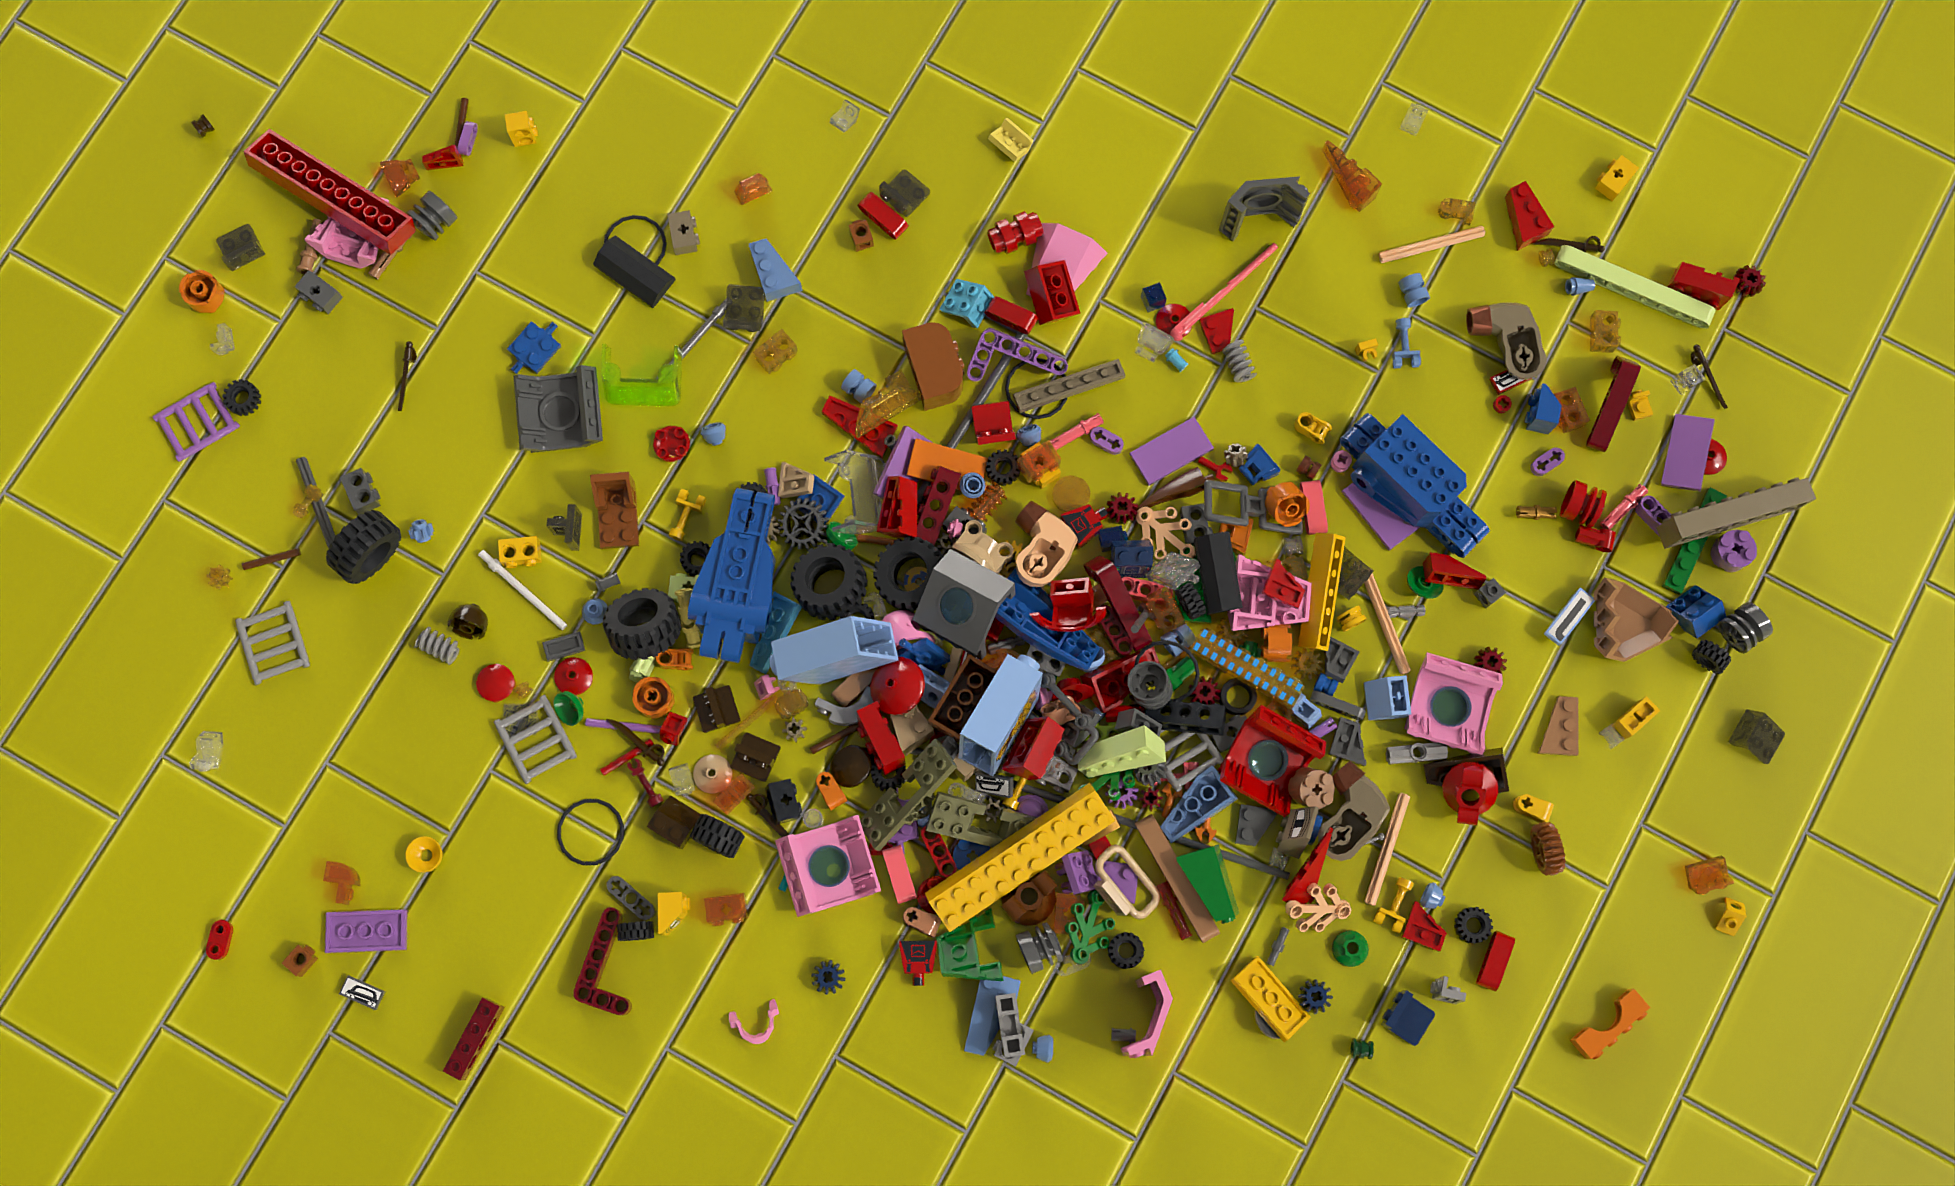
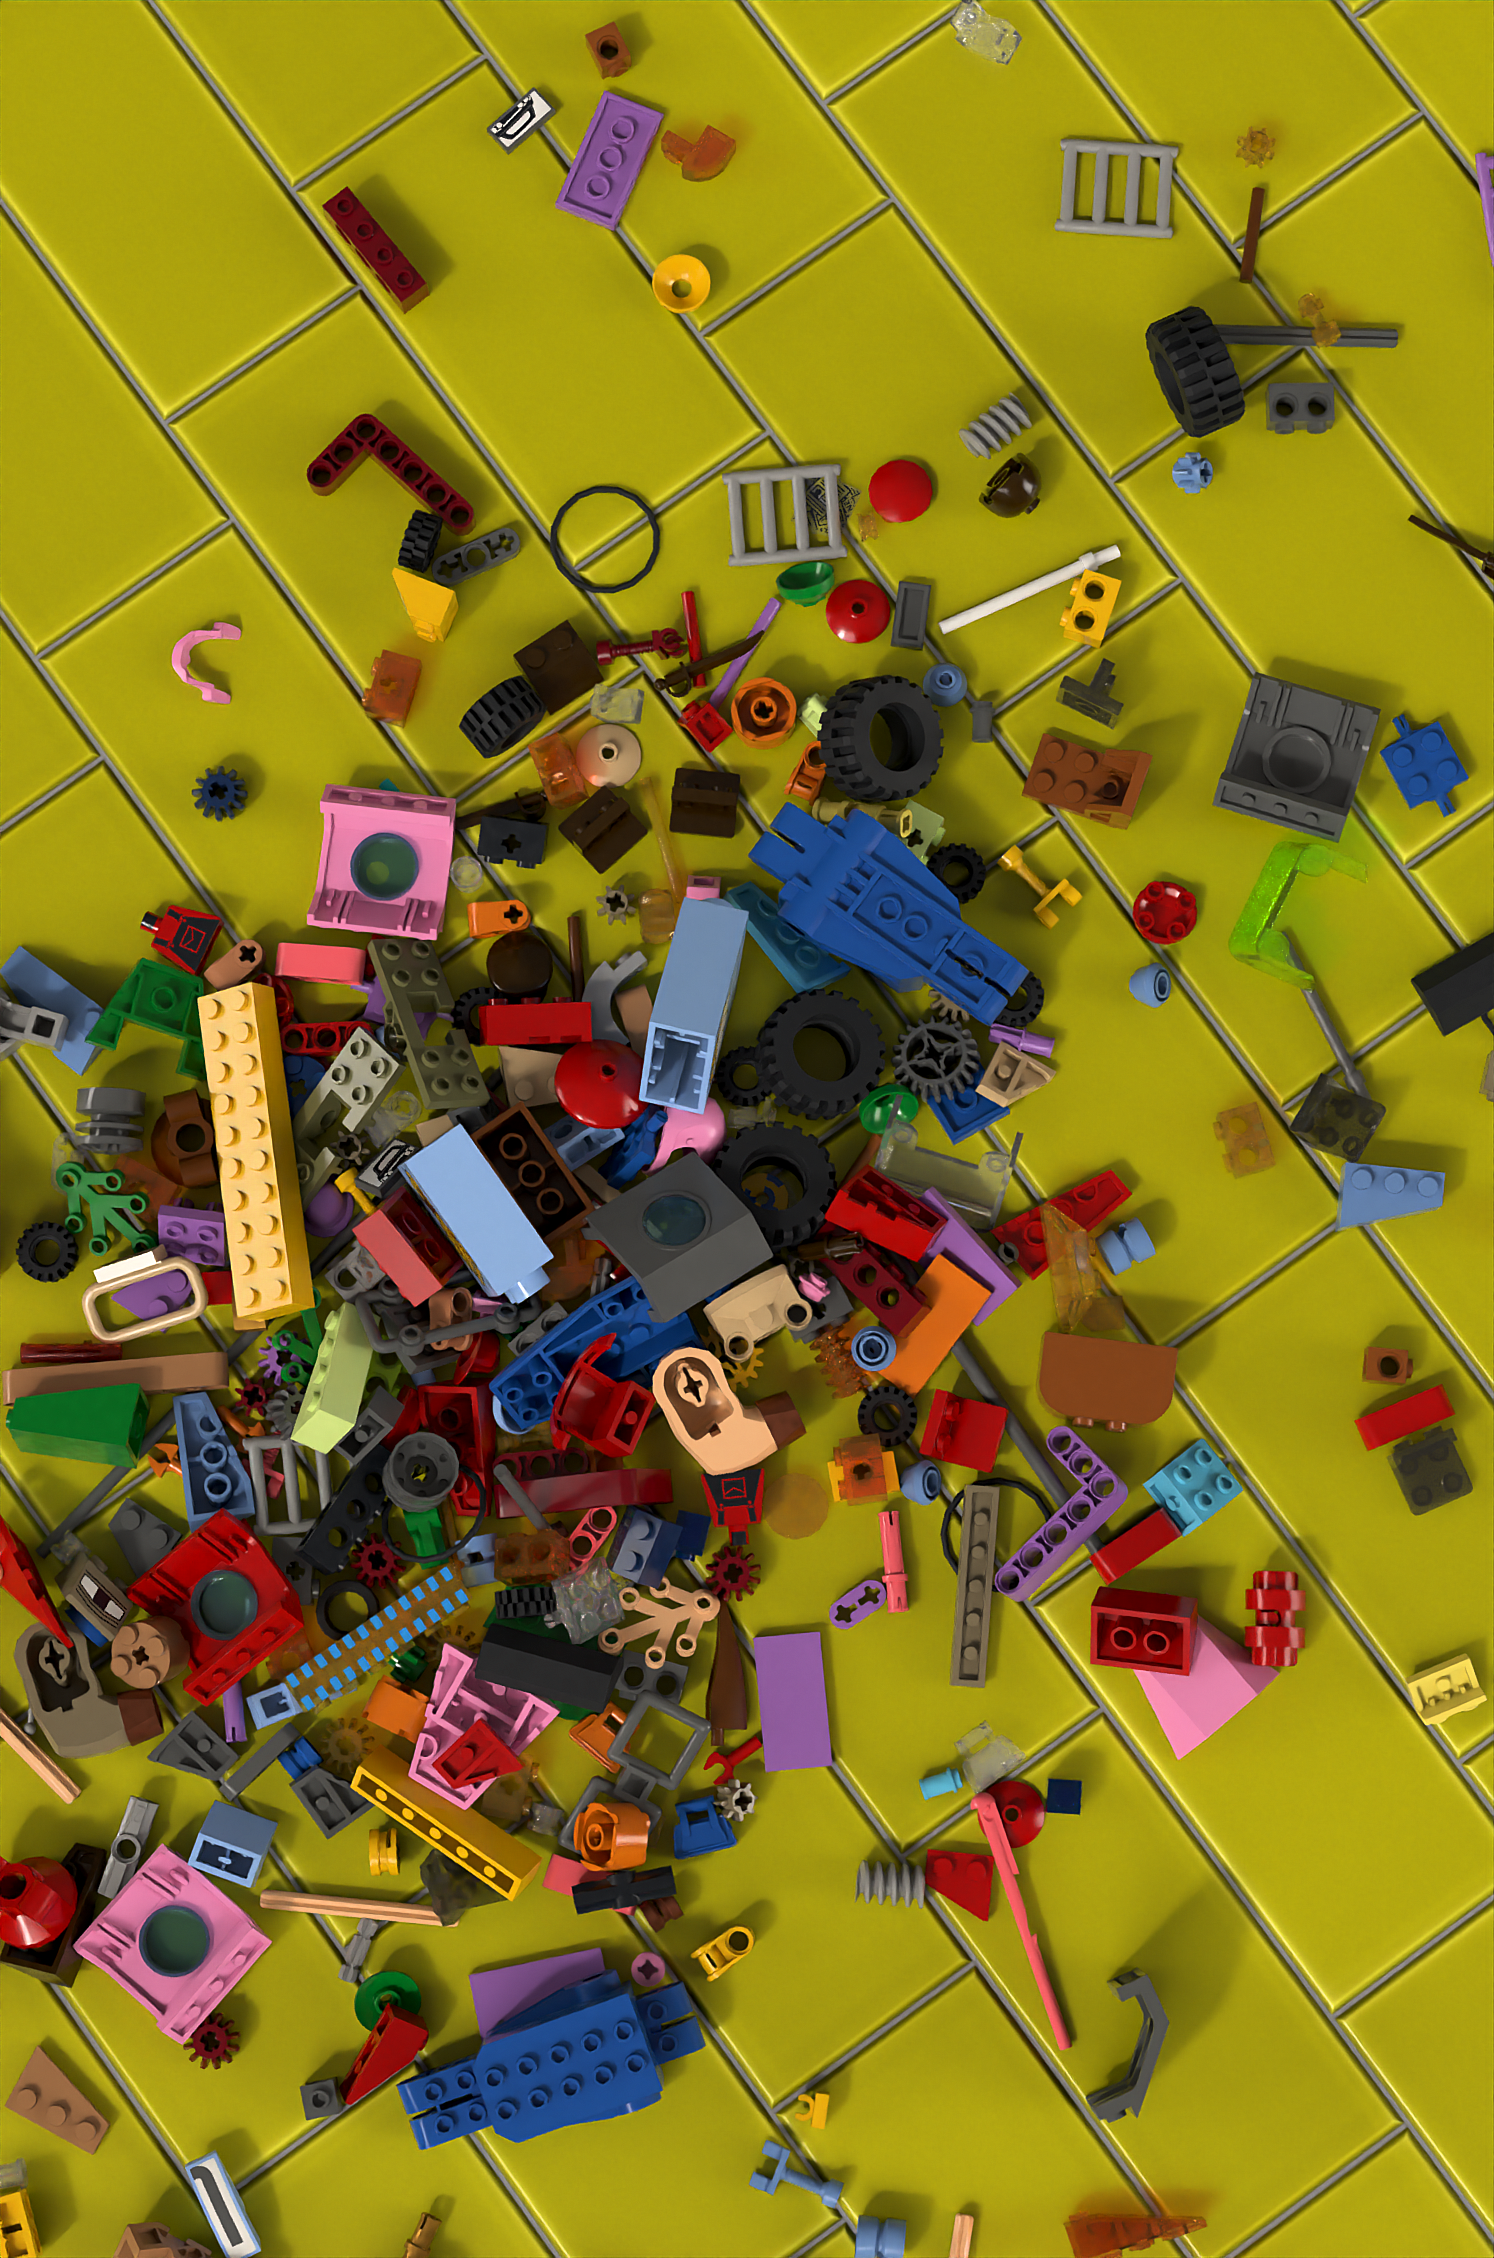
camera: 120 degrees right, 5 degrees up
(930, 528) = (830, 1247): none -> dark brown axle
(1310, 485) = (624, 1890): none -> black piece

